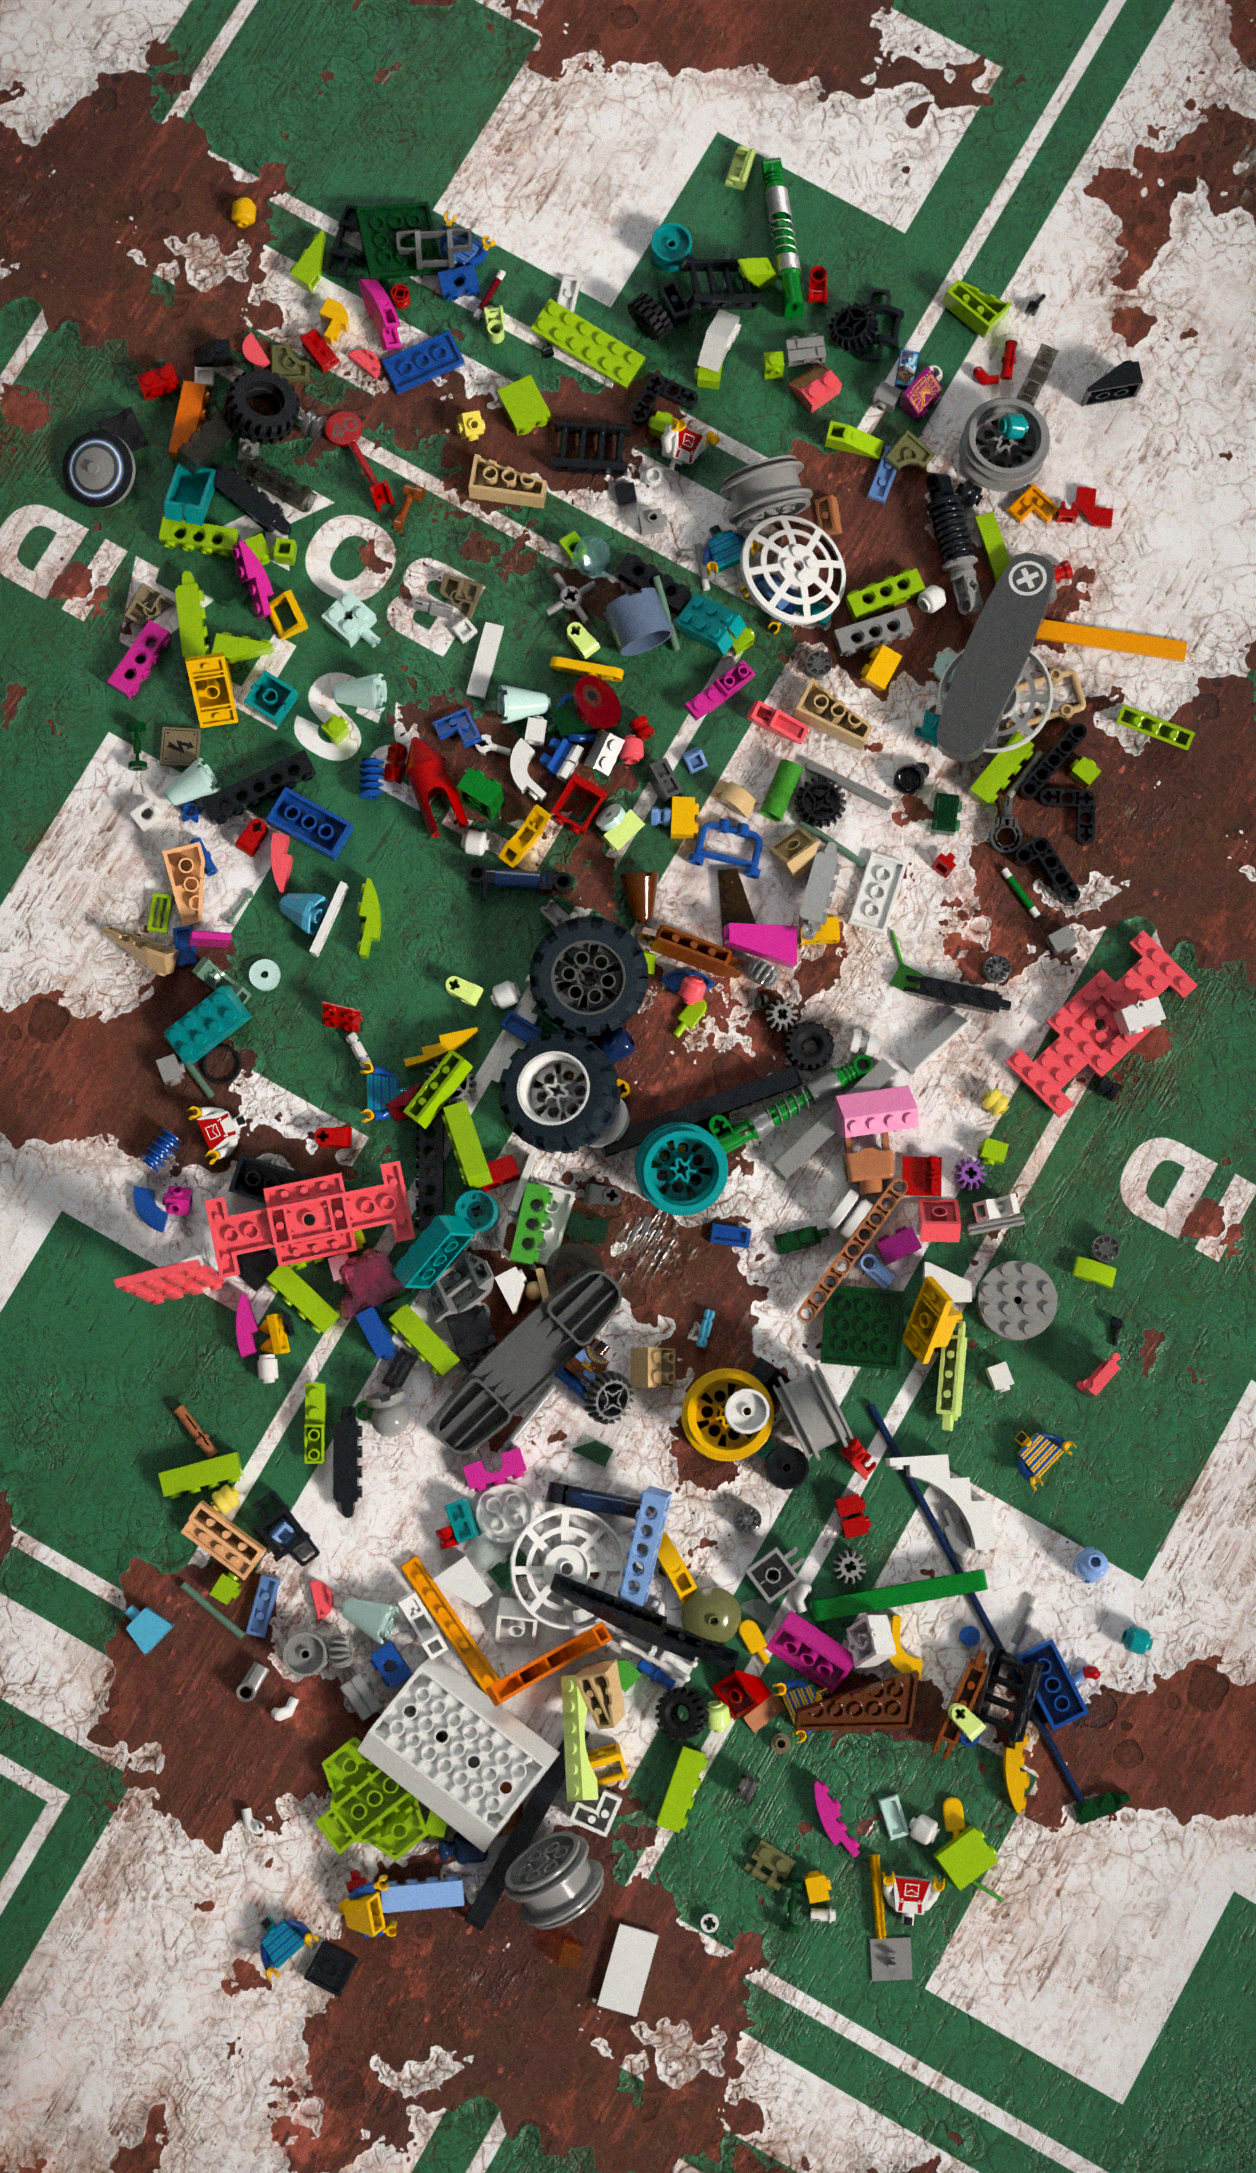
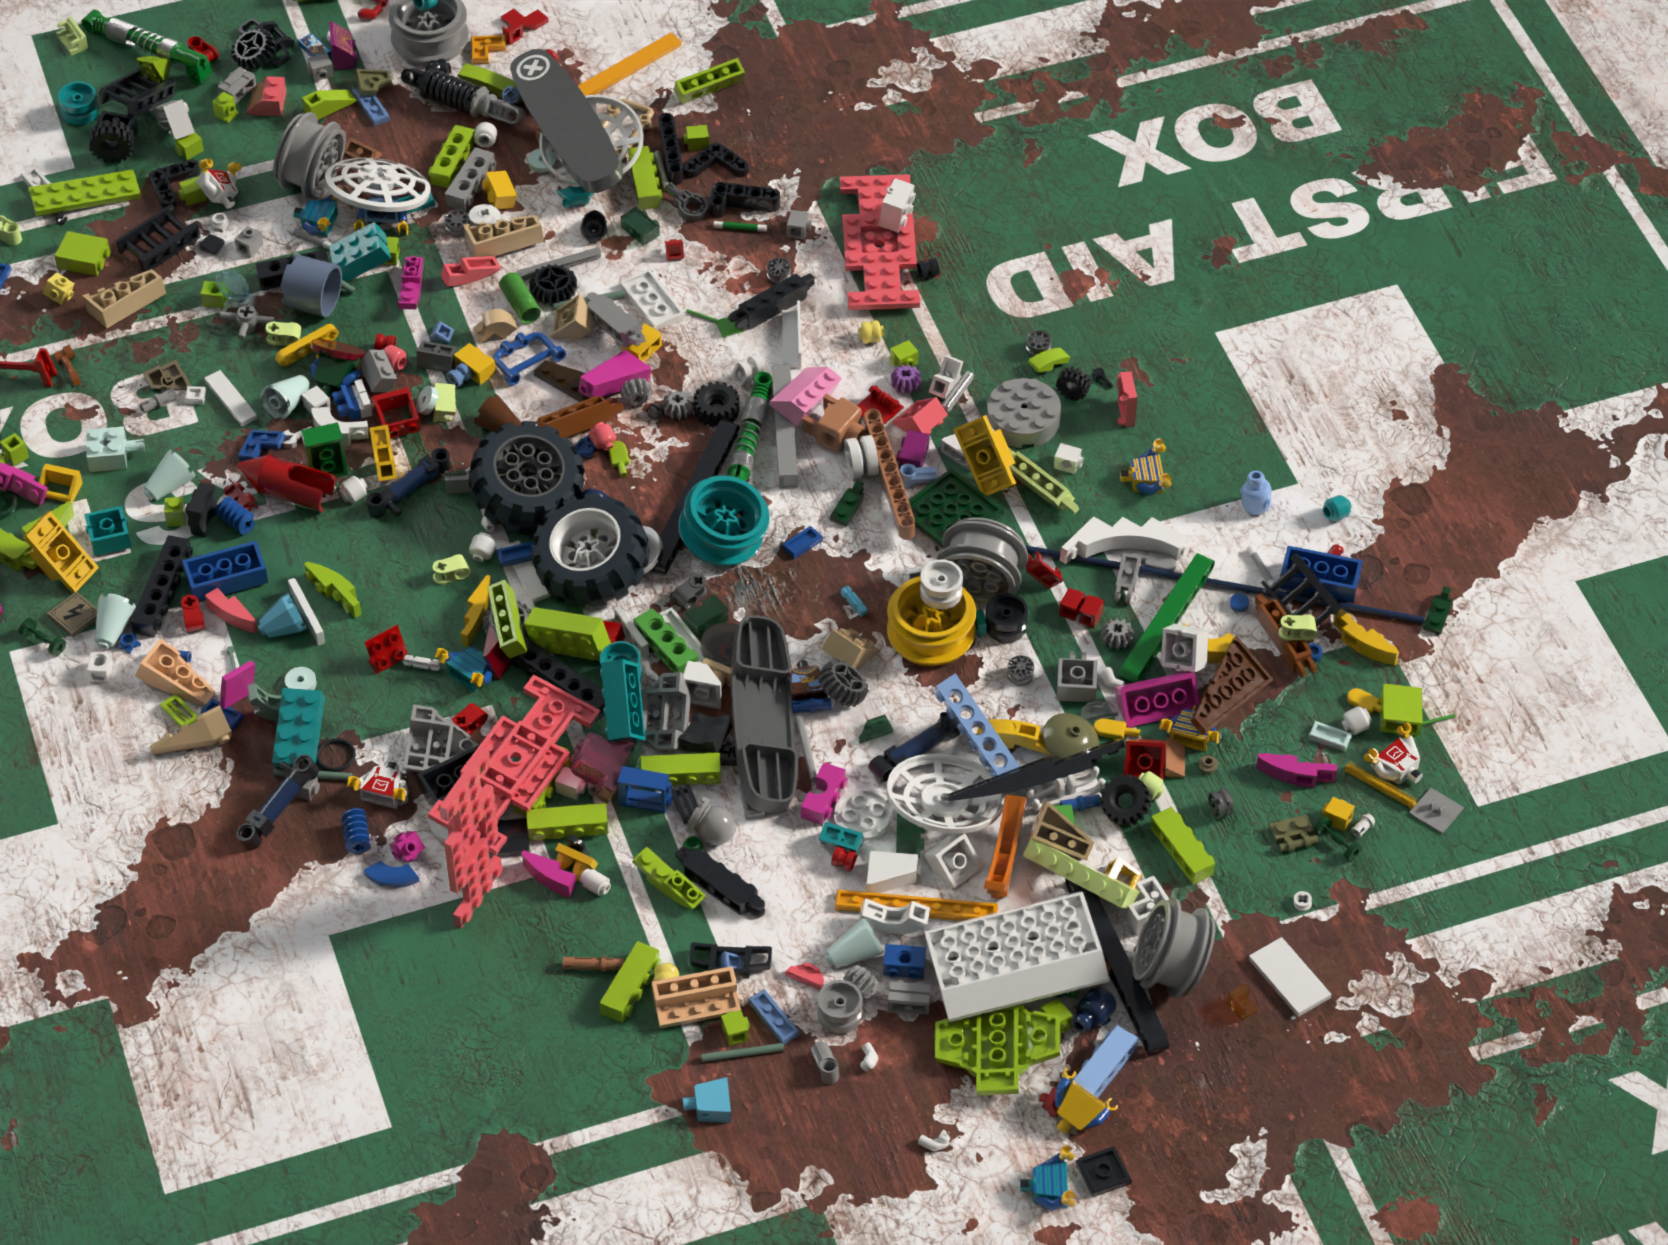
camera: 45 degrees left, 30 degrees down
(110, 1074) = (262, 820): none -> black piece
(285, 1136) = (433, 740): none -> light grey wedge
(350, 749) = (201, 509): none -> black brick
(848, 677) = (484, 213): none -> white piece
(915, 1527) = (1127, 576): none -> light grey hinge
(992, 578) = (511, 95): none -> medium blue wheel
(1081, 1317) = (1078, 389): none -> black tyre

